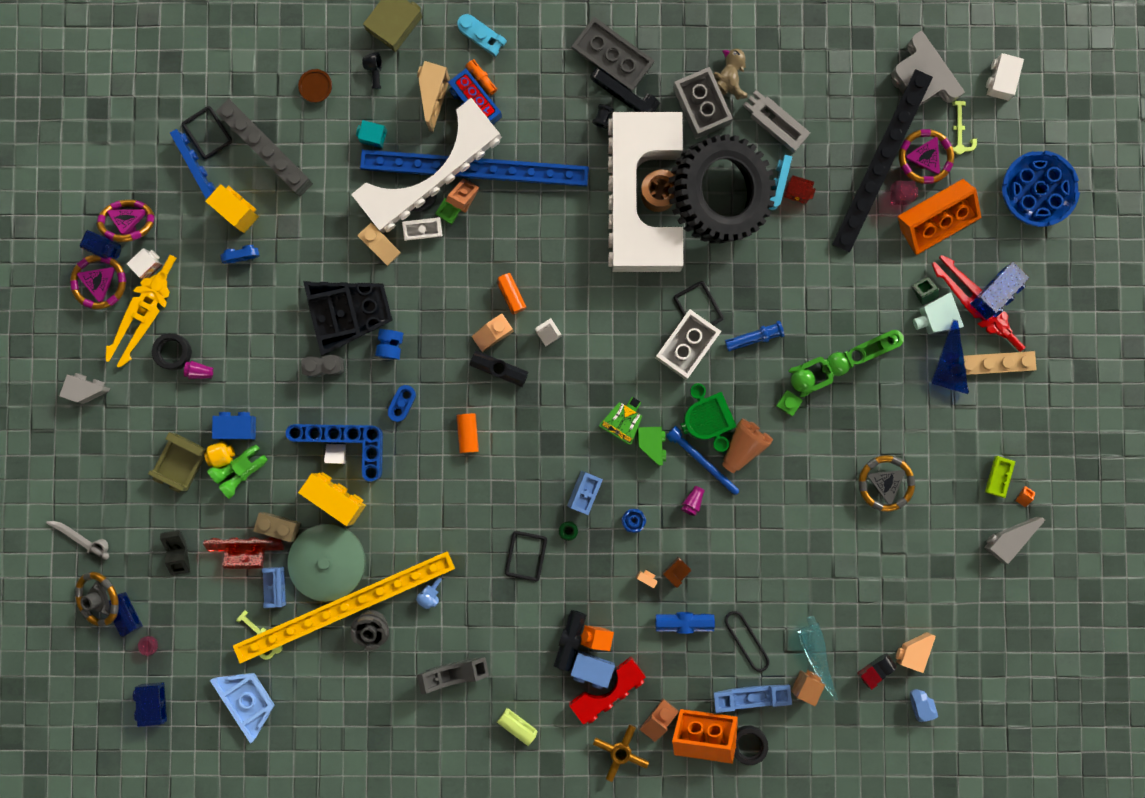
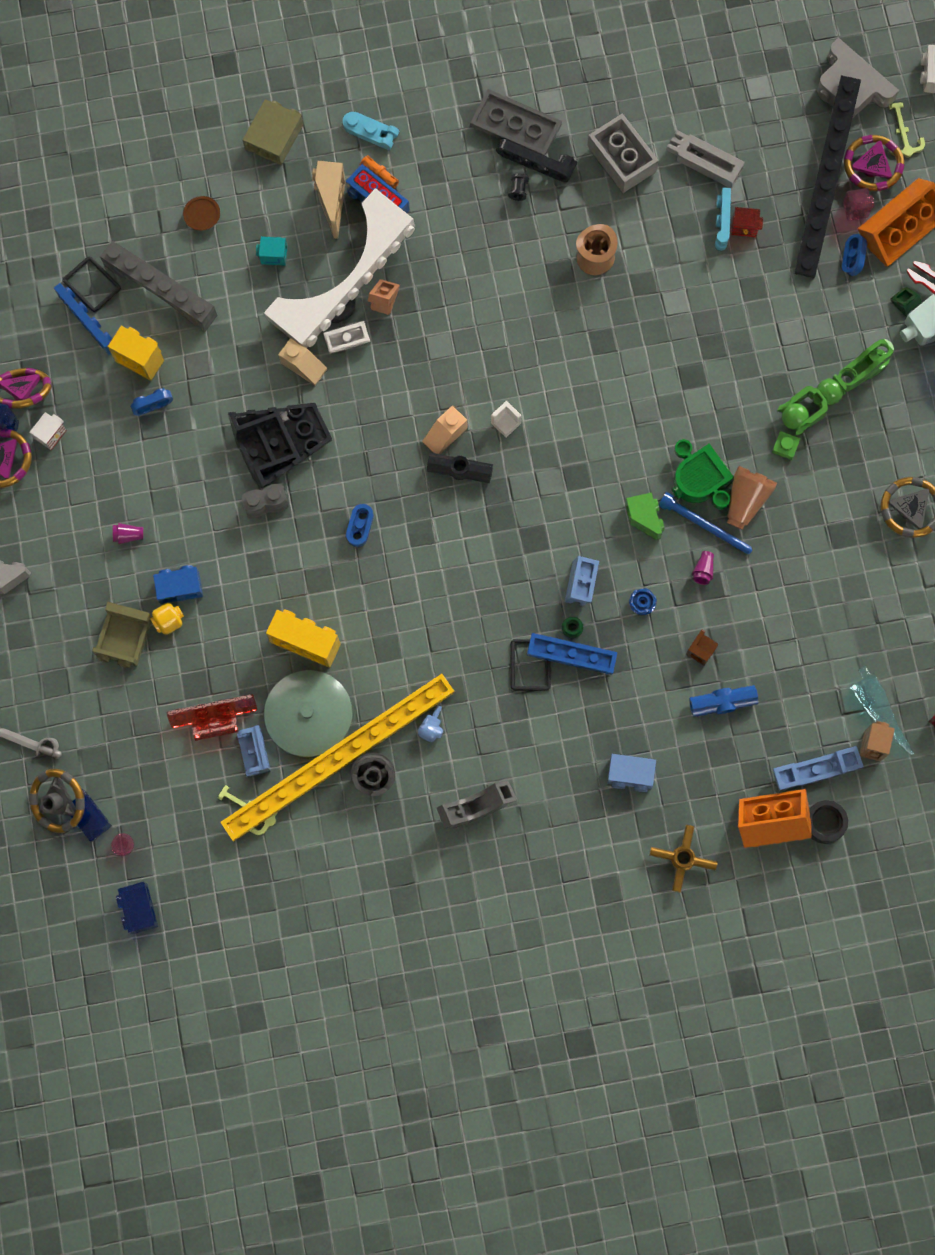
camera: 10 degrees left, 10 degrees down
(153, 291) = (61, 459): yellow sword -> none
(157, 347) = (86, 504): black tyre -> none
(176, 552) = (136, 734): pearl dark grey slope -> none
(242, 468) = (195, 626): bright green piece -> none
(245, 701) = (245, 884): light blue wing -> none
(277, 527) = (246, 682): dark tan brick -> none
(335, 453) = (296, 594): white slope -> none
(344, 437) = (302, 575): blue beam -> none
(373, 63) = (260, 179): black bar -> none
(388, 337) = (334, 463): blue wheel -> none
(447, 212) = (371, 314): bright green plate -> none
(467, 433) = (438, 543): orange brick -> none
(479, 169) = (396, 265): blue plate -> none
(511, 293) = (456, 387): orange brick -> none
(517, 727) = (559, 853): yellowish green brick -> none
(562, 555) = (572, 653): none -> blue plate
(570, 640) = (599, 745): black piece -> none
(588, 706) = (634, 813): red arch -> none
(597, 638) = (629, 734): orange brick -> none
(623, 421) = (607, 497): torso -> none
(633, 141) = (580, 307): white arch -> none
(647, 578) = (671, 660): light nougat plate -> none
(658, 721) = (718, 816): nougat slope -> none
(688, 344) = (661, 402): white brick -> none
(690, 198) = (639, 256): black tyre -> none
(708, 294) = (676, 354): black piece -> none
(728, 78) = (645, 122): dark tan animal -> none
(754, 637) = (788, 713): black piece -> none
(763, 334) = (741, 377): blue pin -> none
(889, 240) = (854, 254): none -> blue plate

